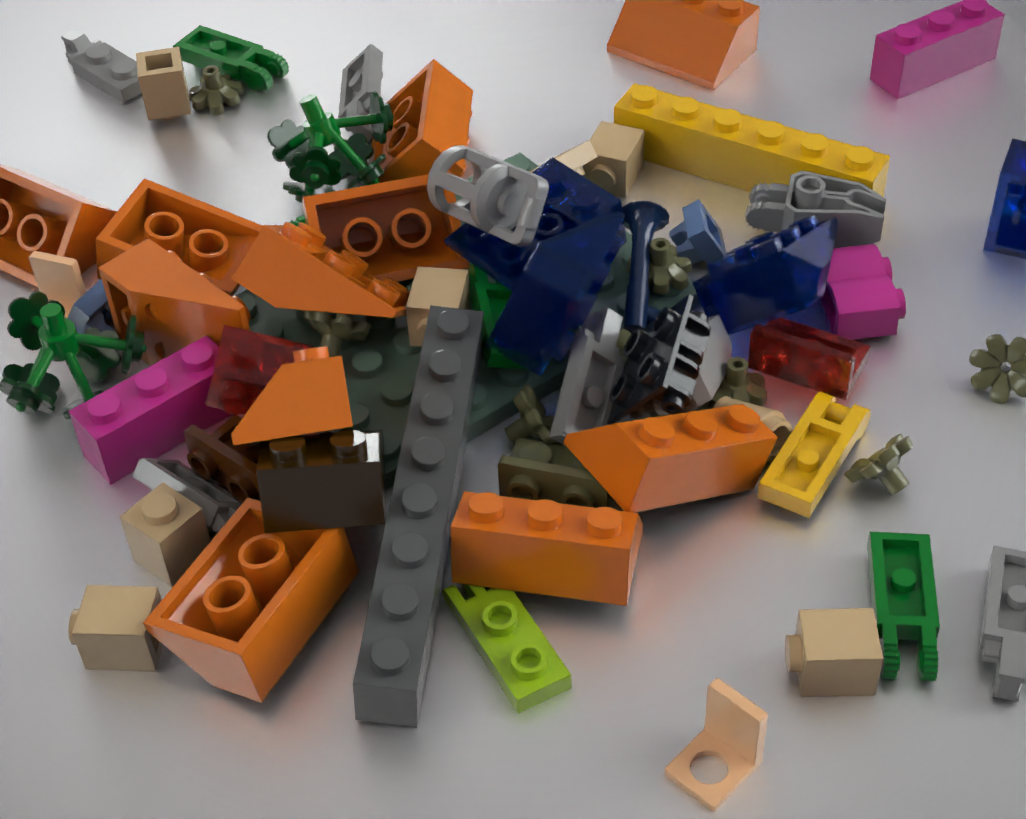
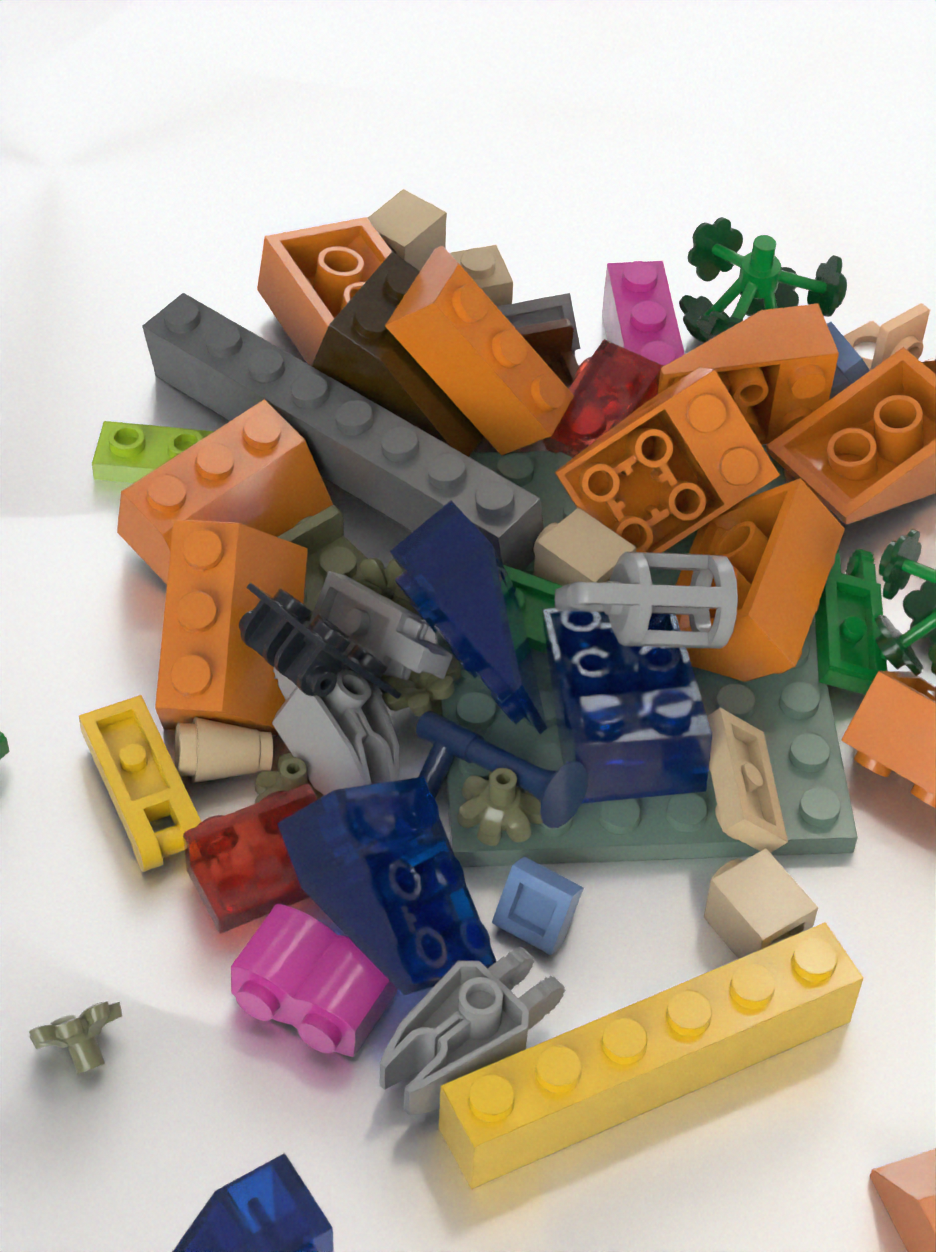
camera: 120 degrees right, 5 degrees up
(884, 465) = (72, 813): olive plant -> none

